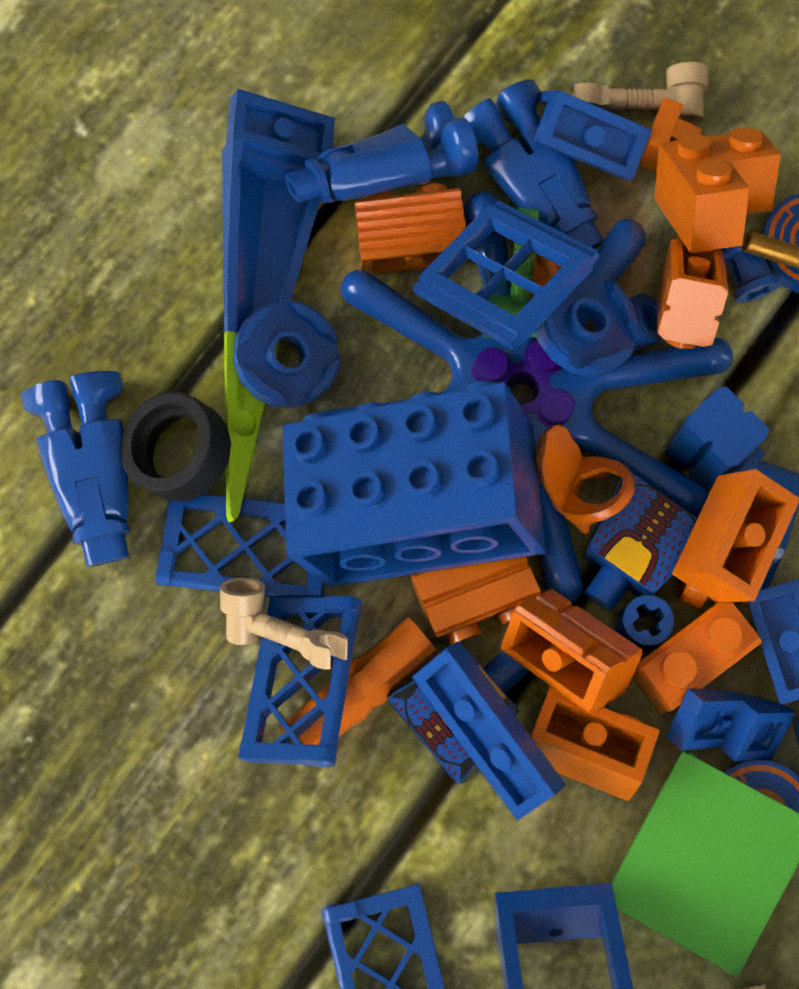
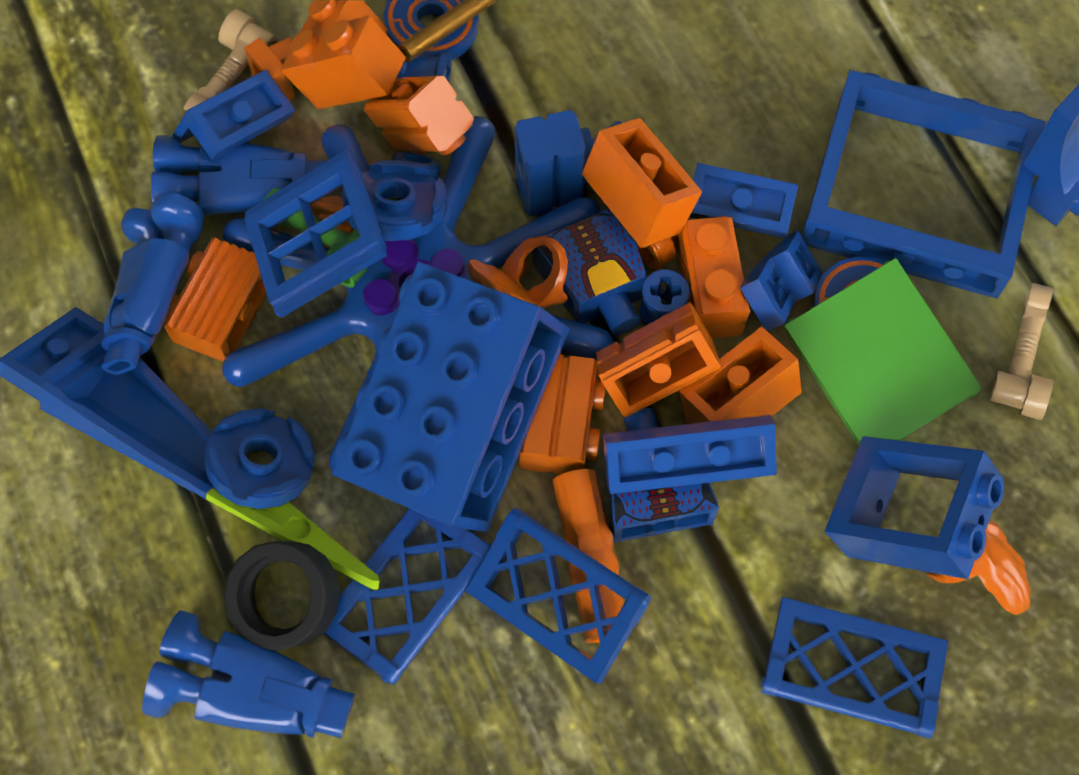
camera: 60 degrees left, 10 degrees down
(248, 620) = (473, 614): tan brick -> none

